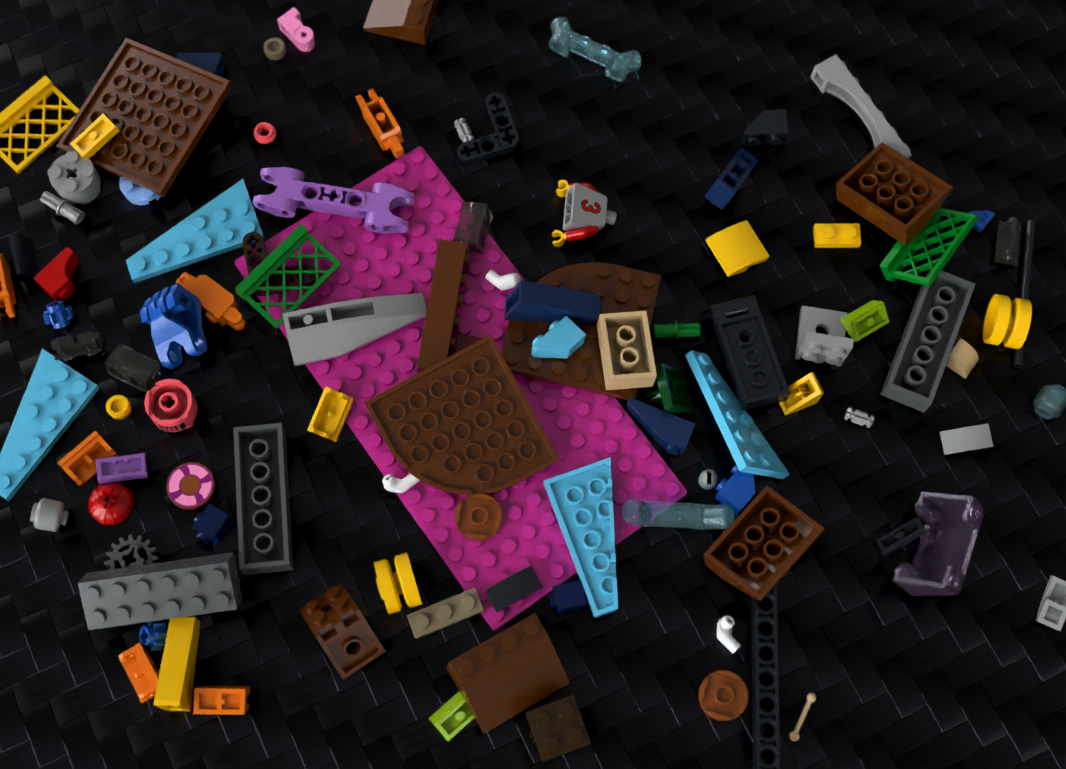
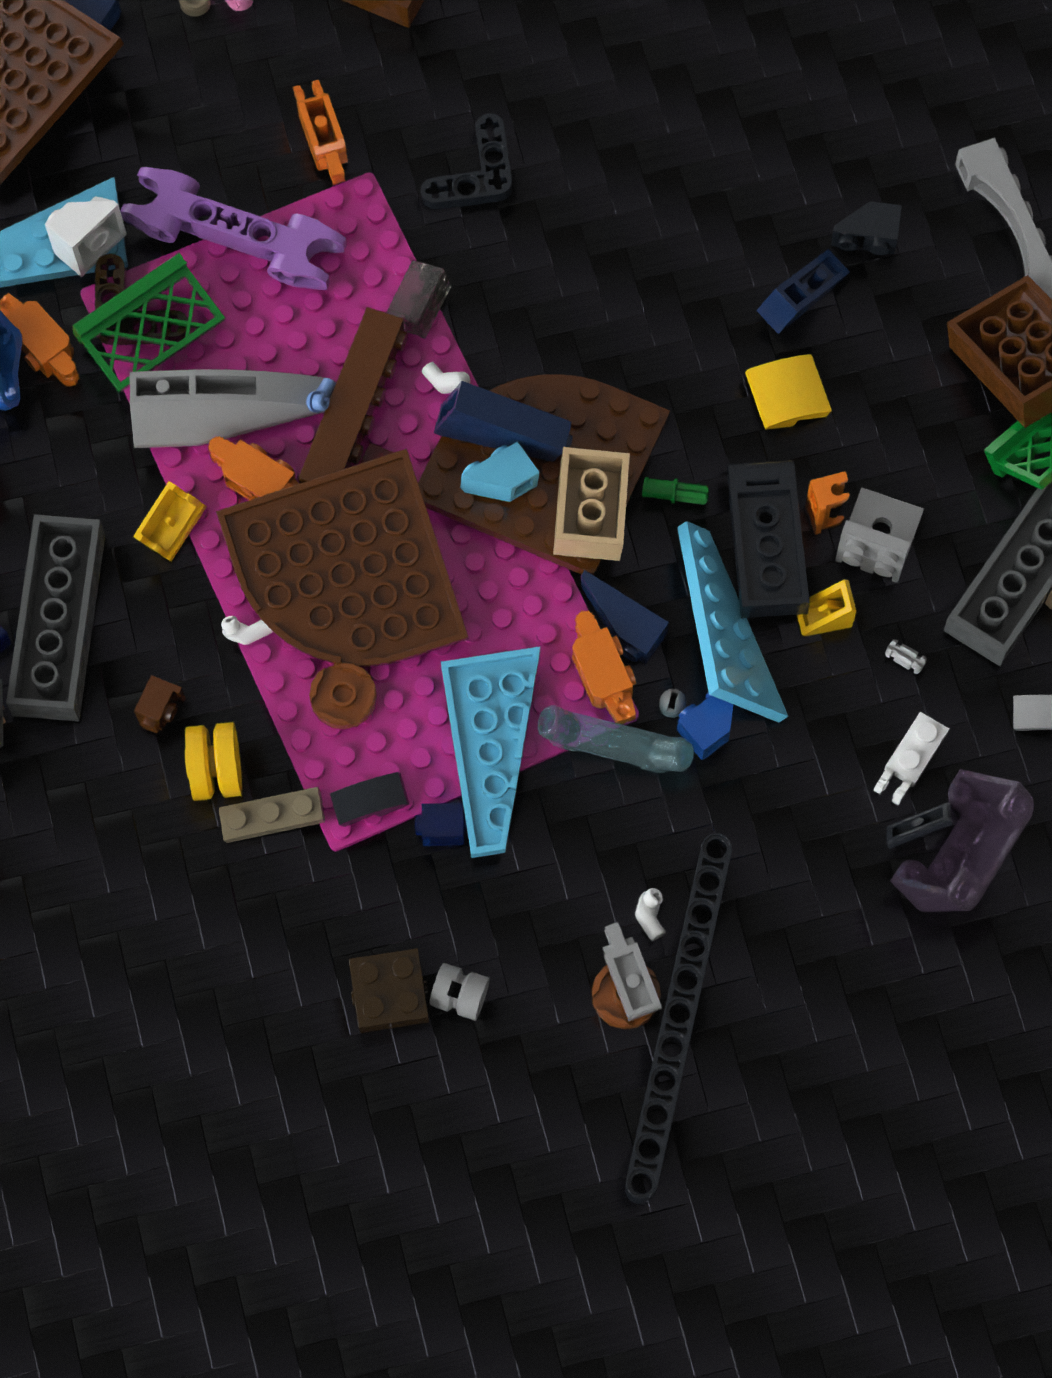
camera: 15 degrees right, 0 degrees up
(231, 220) = (85, 232): none -> white slope
(264, 127) = (156, 110): coral plate -> none
(336, 624) = (123, 797): reddish brown bracket -> none
(348, 547) = (158, 704): none -> reddish brown brick
(381, 368) = (249, 468): none -> orange hinge
(420, 309) = (319, 400): none -> medium blue arm
(452, 716) = (261, 949): lime slope -> none
(463, 130) = (436, 159): light grey piece -> none
(508, 673) = (339, 906): reddish brown slope -> none
(583, 212) = (579, 303): light grey torso -> none
(616, 63) = (674, 101): clear light blue plate -> none
(616, 718) = (471, 994): none -> light grey wheel
(656, 465) = (602, 670): none -> orange hinge
(672, 391) = (647, 571): dark green tile -> none
(725, 682) = (630, 974): none -> light grey hinge
(762, 544) = (720, 798): reddish brown slope -> none
(781, 319) = (822, 496): none -> orange hinge
(794, 736) = (712, 1063): tan hinge -> none
(837, 235) = (937, 398): yellow plate -> none
(865, 320) = (947, 523): lime slope -> none
(880, 486) = (912, 755): none -> white hinge

